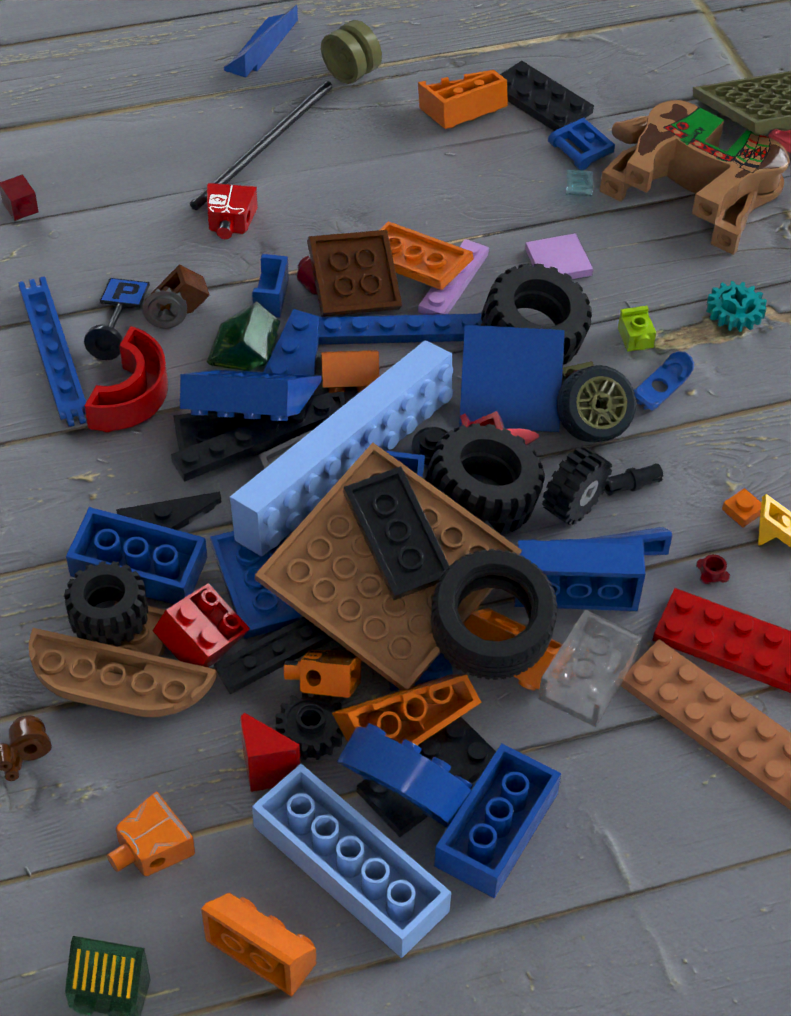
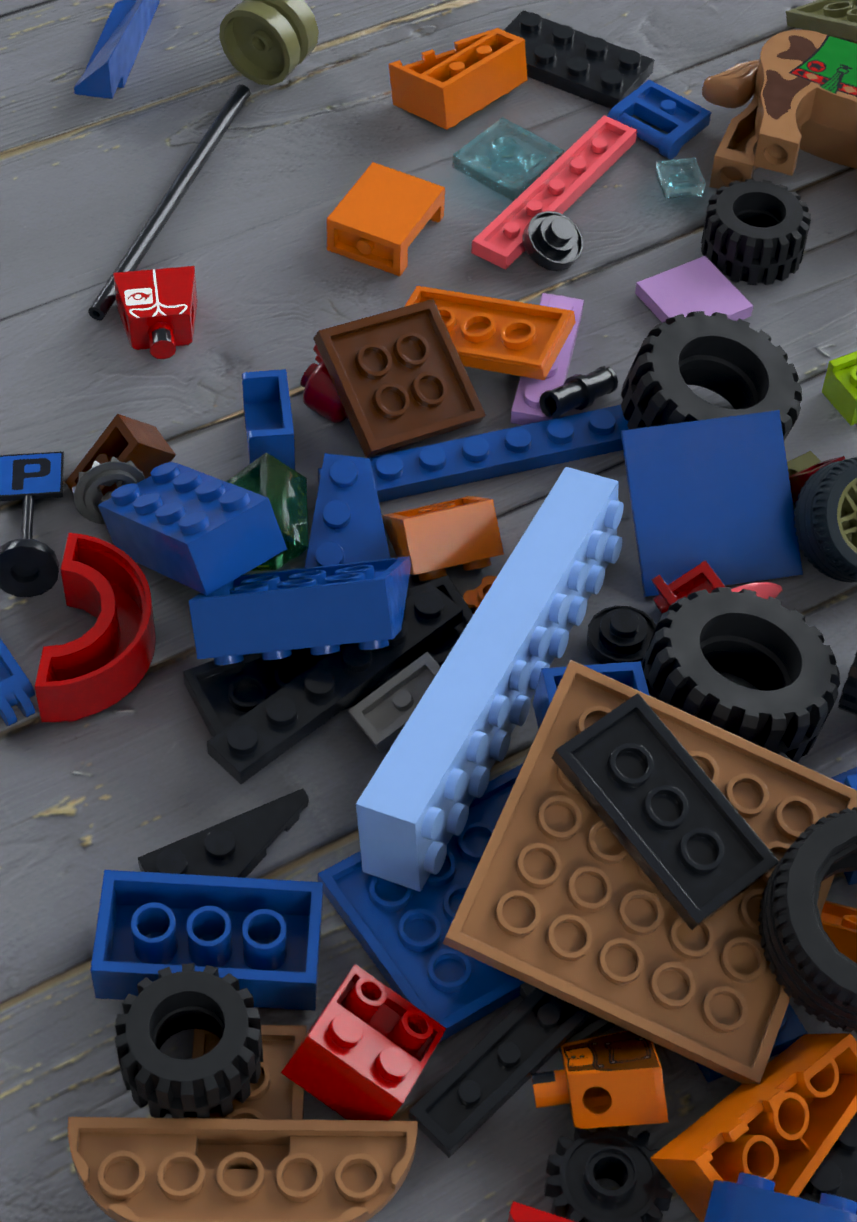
camera: 15 degrees left, 0 degrees up
(199, 335) = (192, 526): none -> blue brick
(383, 176) = (383, 217): none -> orange panel
(461, 301) = (578, 392): none -> black pin
(475, 153) = (506, 158): none -> clear light blue plate
(482, 208) = (552, 241): none -> black plate
(496, 178) = (555, 189): none -> coral plate
(610, 223) = (755, 231): none -> black tyre

